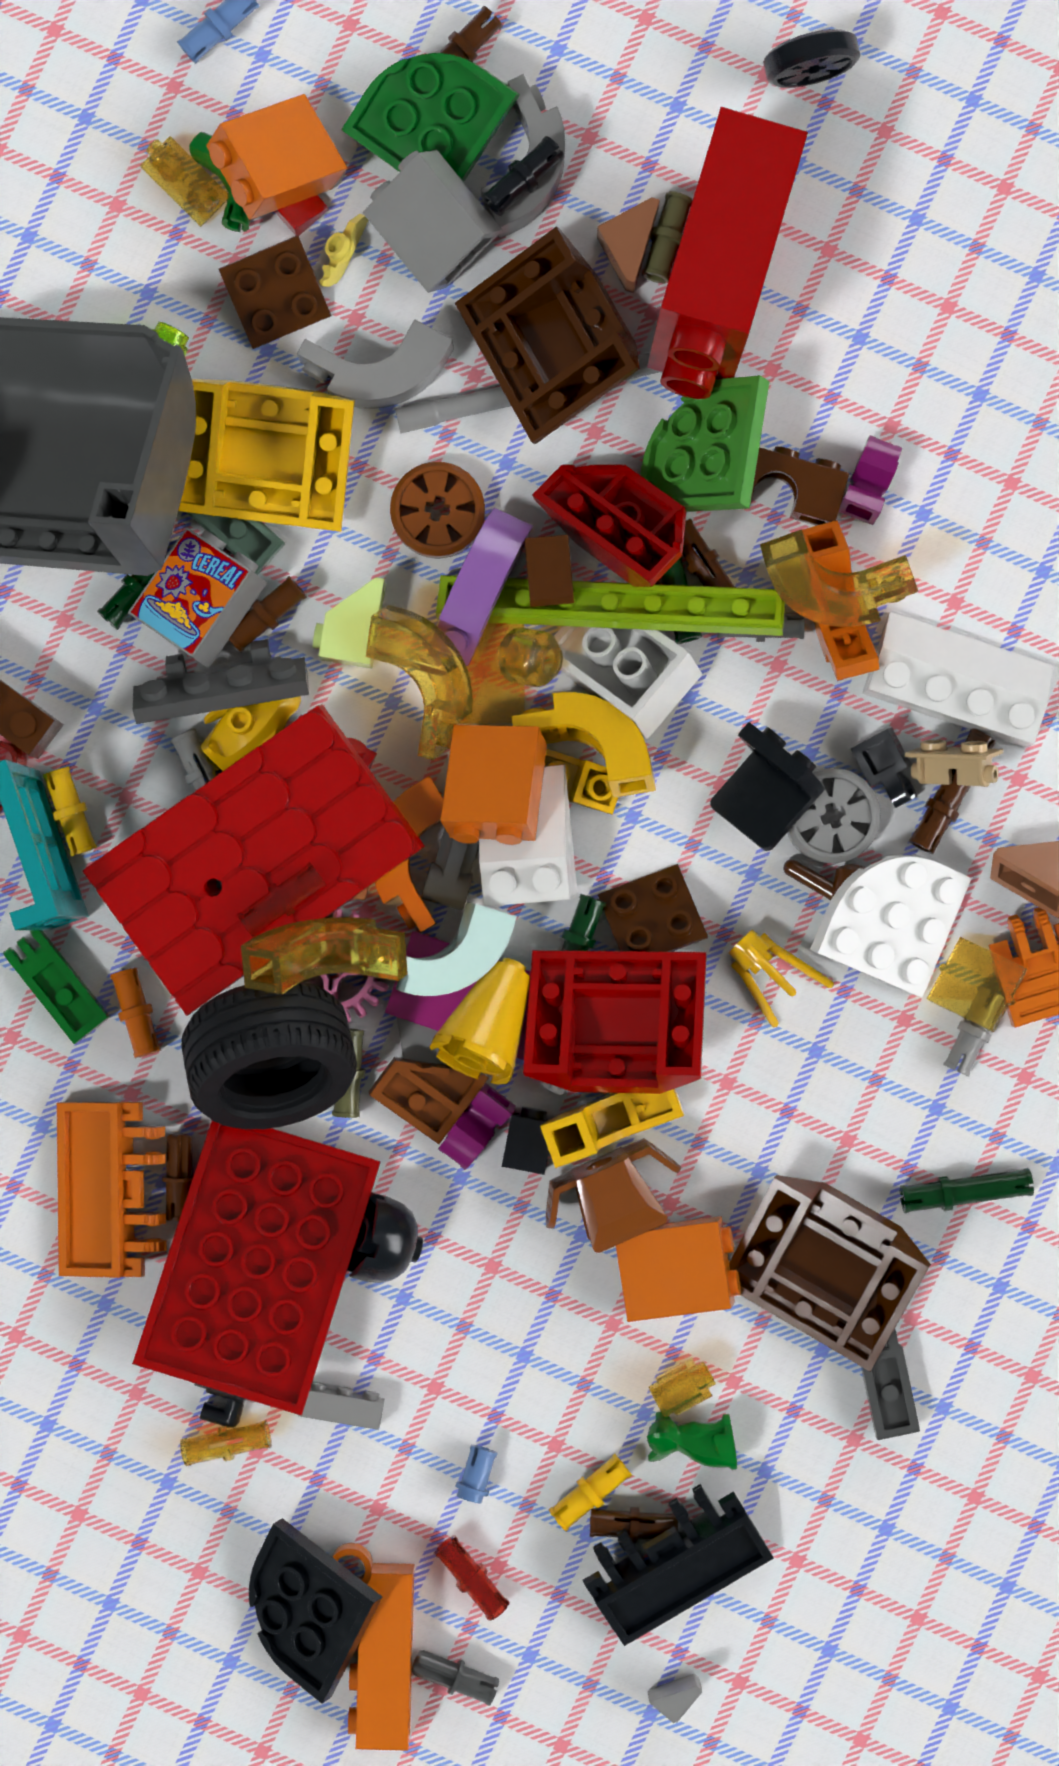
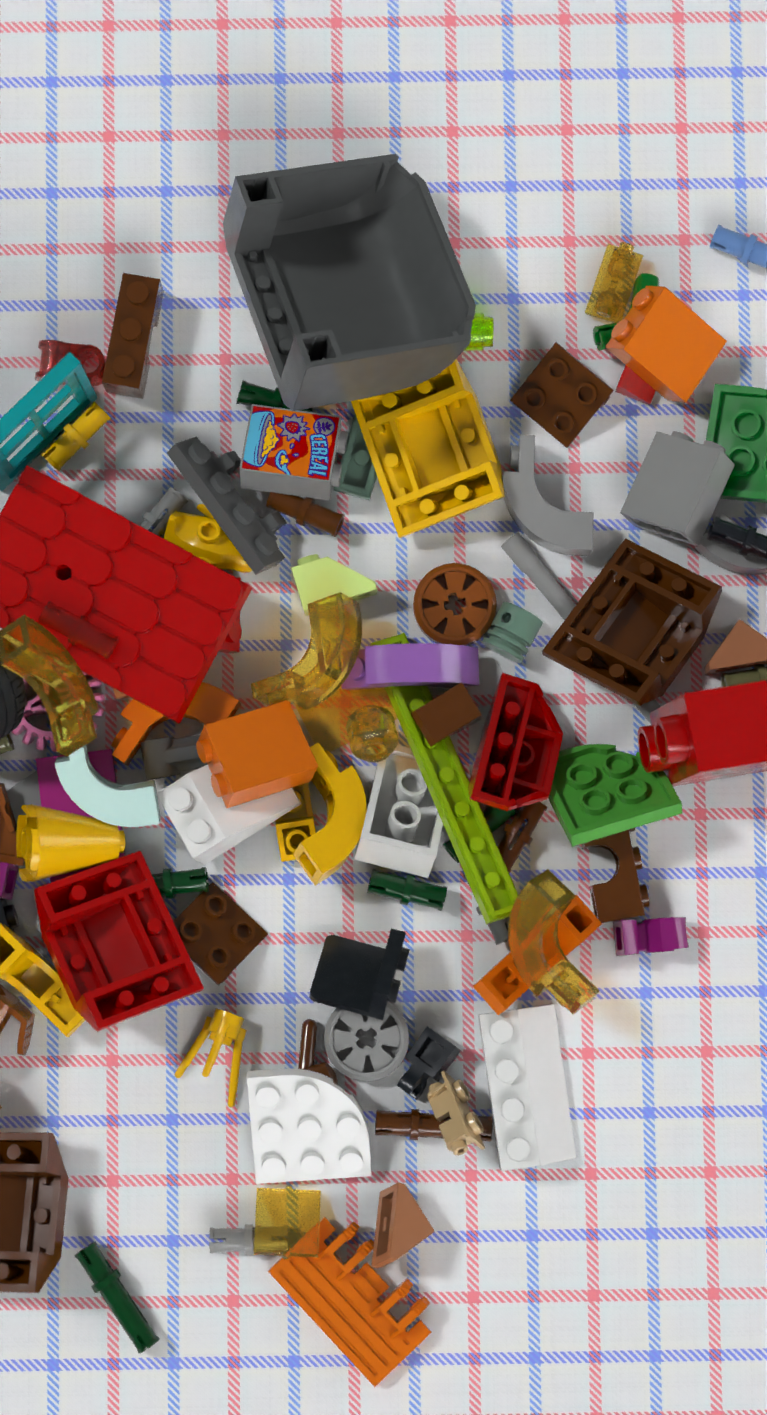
camera: 60 degrees right, 5 degrees down
(340, 250) = (621, 430): light yellow piece -> none
(495, 464) = (512, 632): none -> sand green piece
(703, 701) = (407, 889): none -> dark green pin

